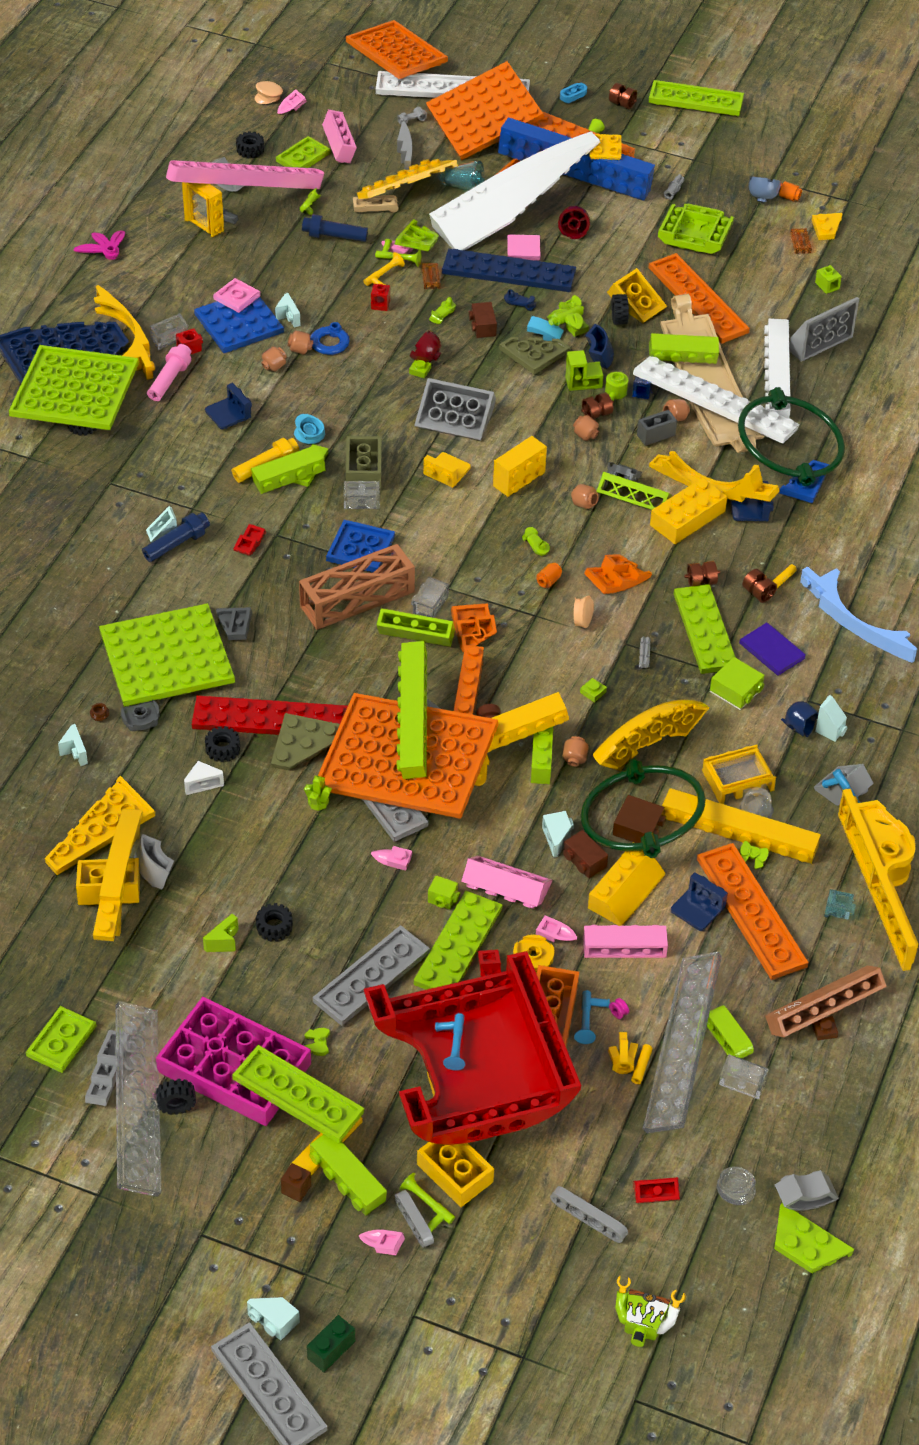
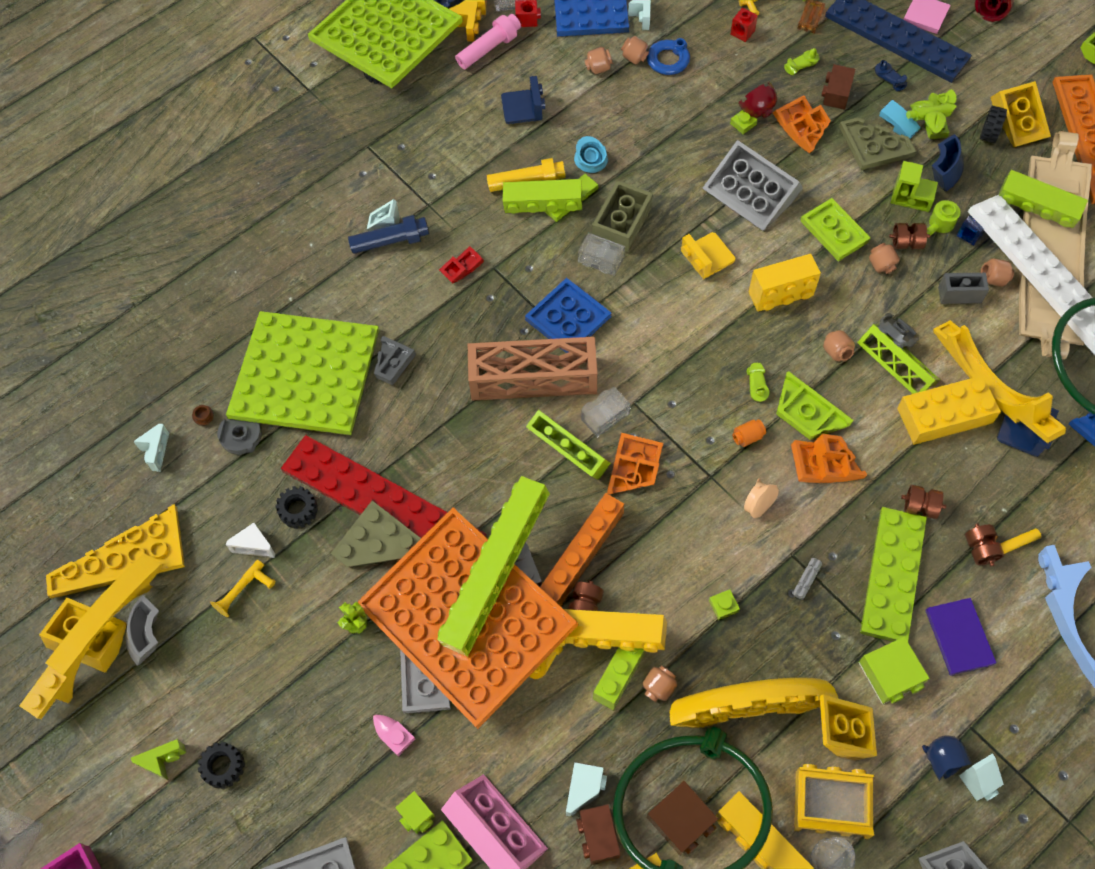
camera: 30 degrees right, 15 degrees up
(206, 827) = (253, 572): none -> yellow piece
(468, 355) = (803, 122): none -> orange slope
(537, 420) = (835, 229): none -> lime plate
(585, 546) = (808, 410): none -> lime wing
(726, 722) = (847, 728): none -> yellow slope

